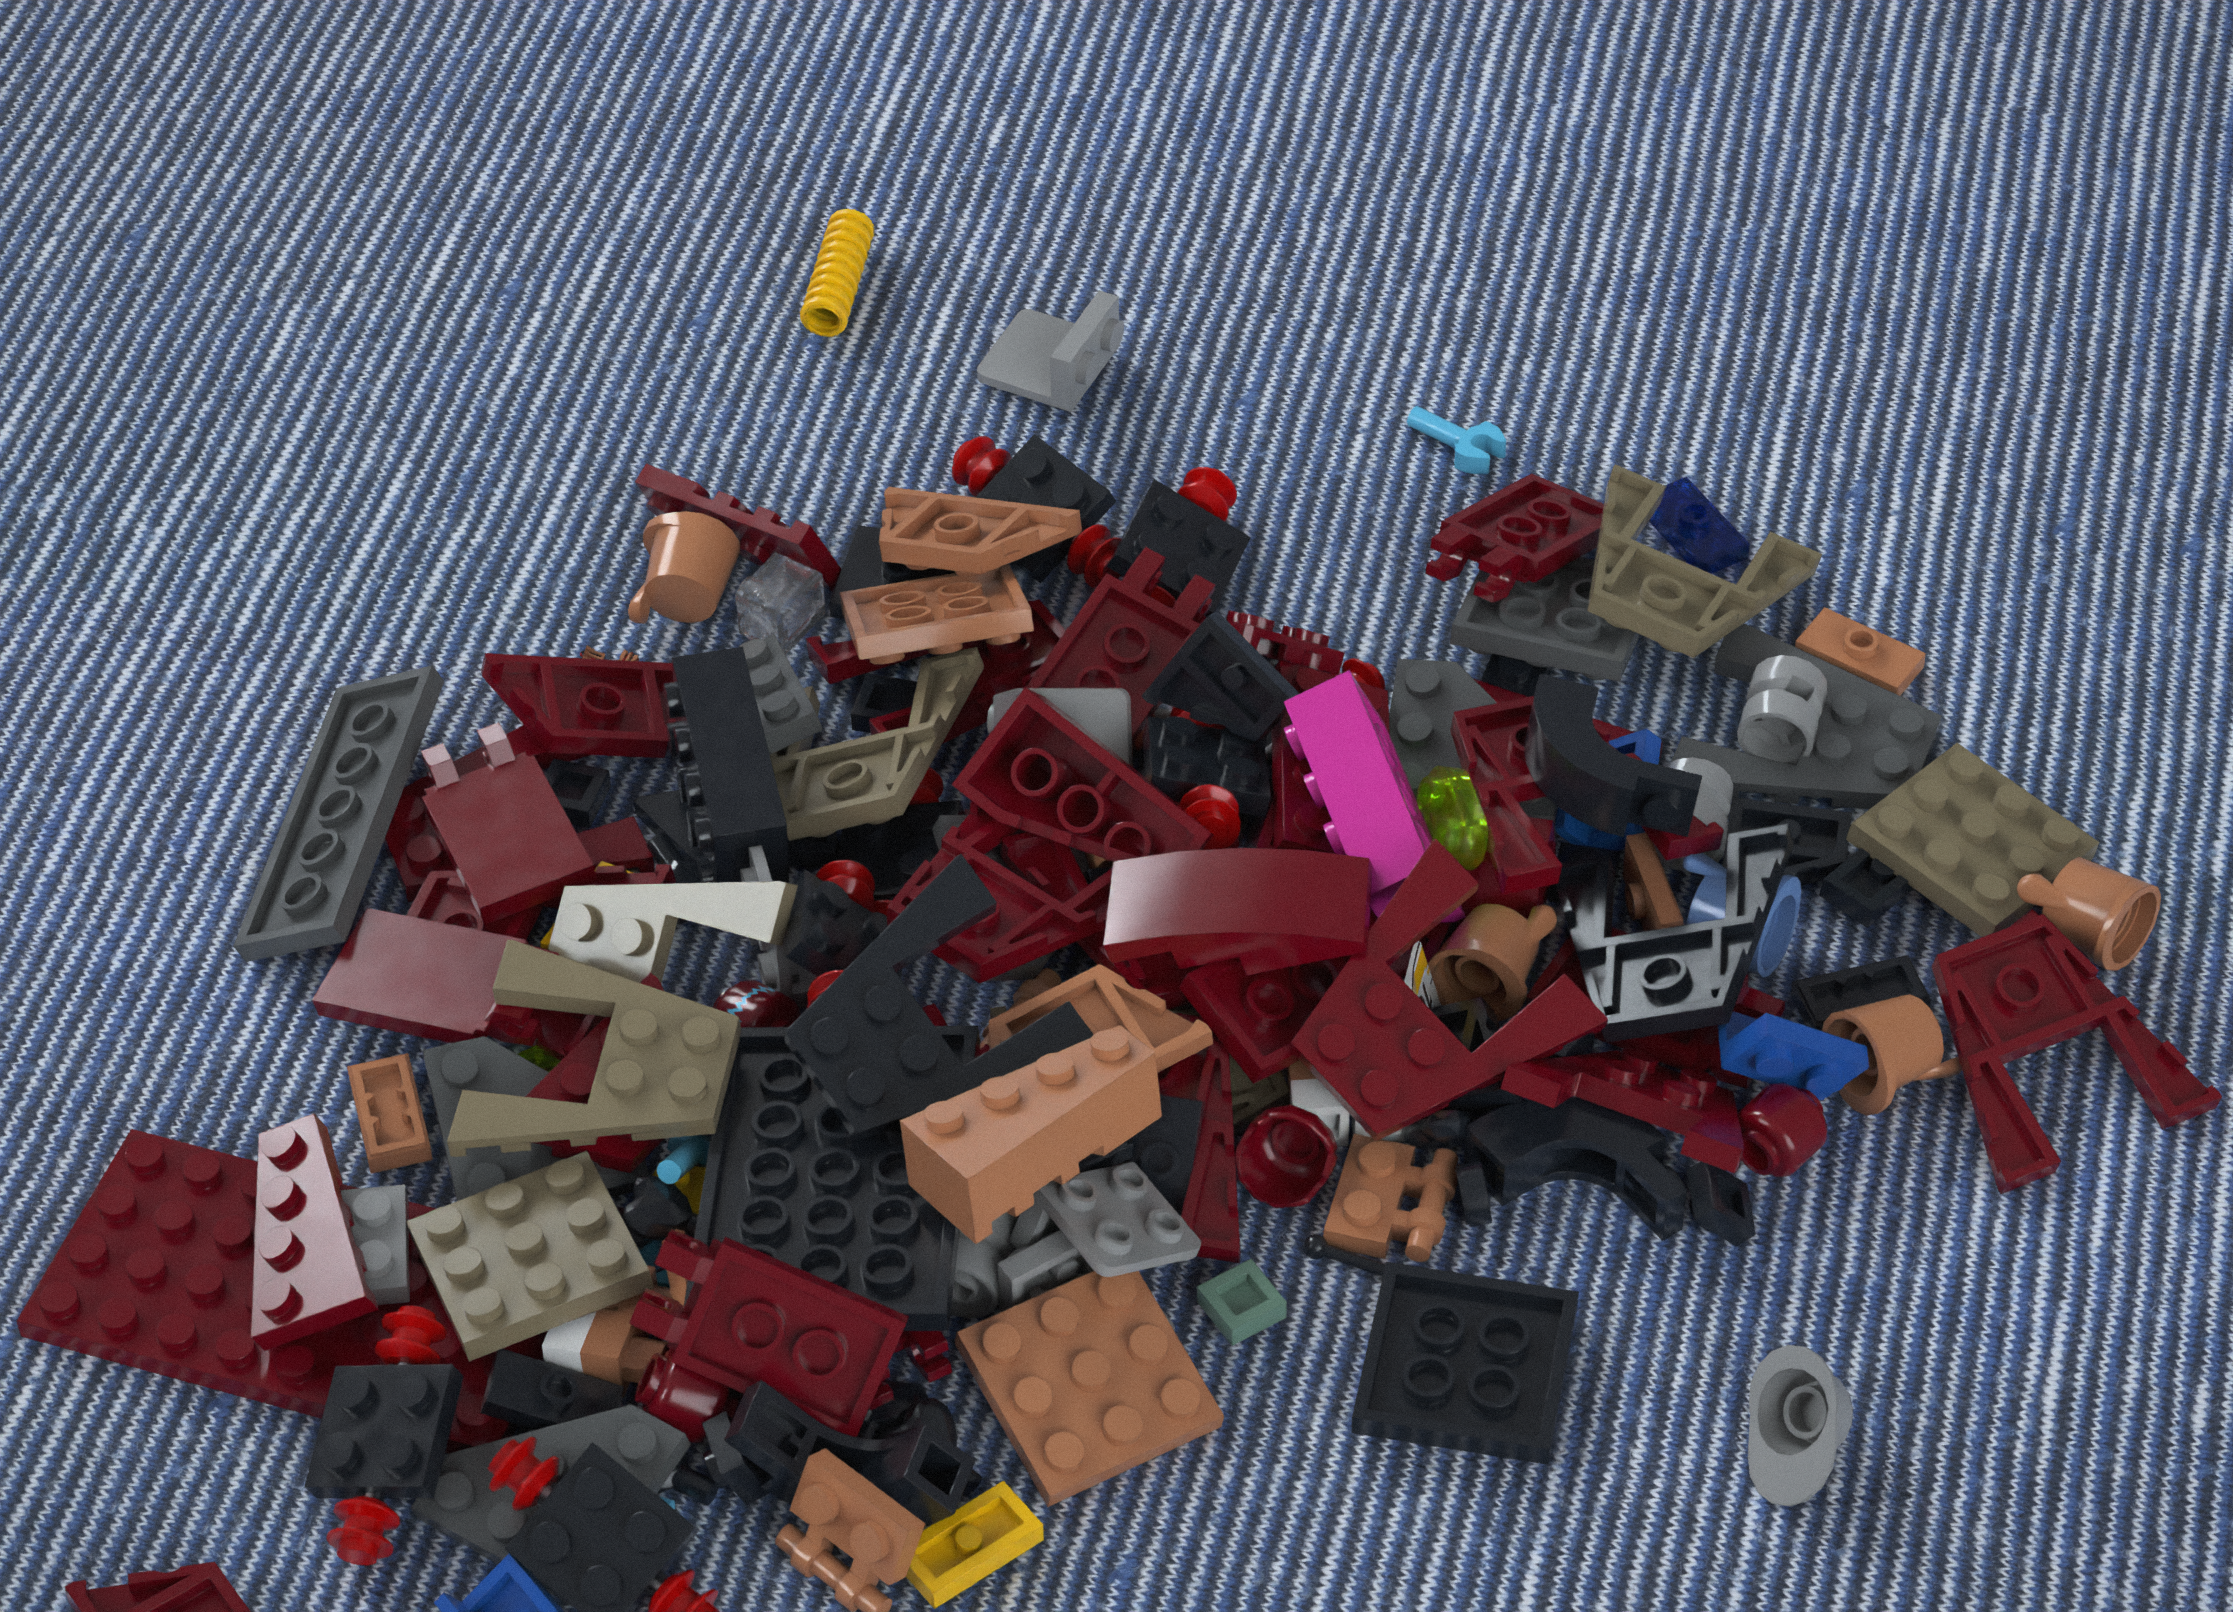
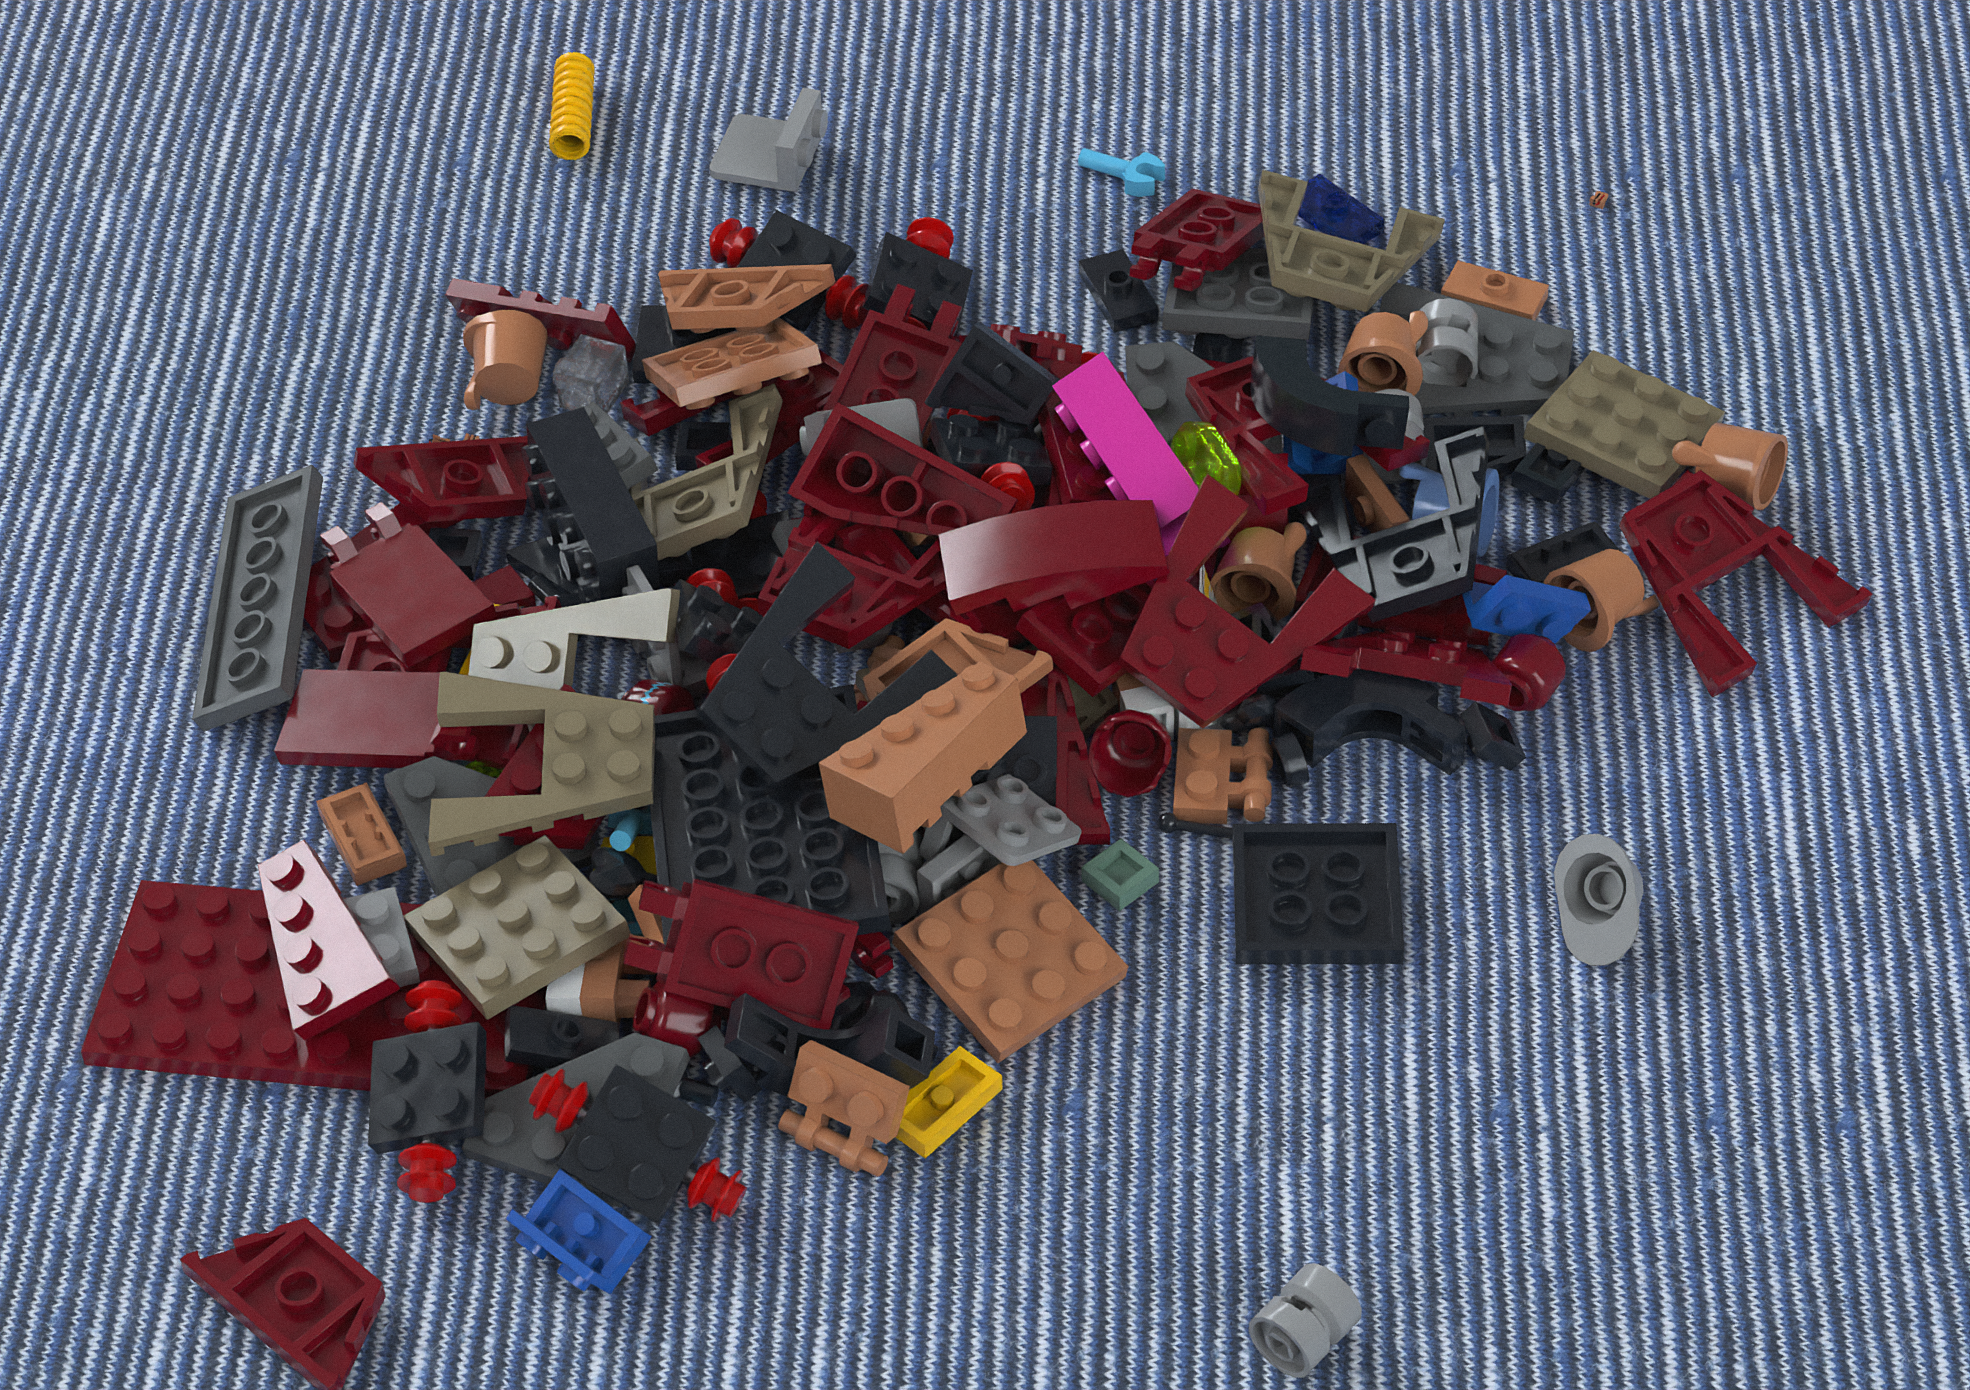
camera: 10 degrees left, 0 degrees up
(1416, 599) = (1120, 297): none -> black plate
(1701, 713) = (1385, 352): none -> nougat hat
(2014, 555) = (1598, 199): none -> nougat piece

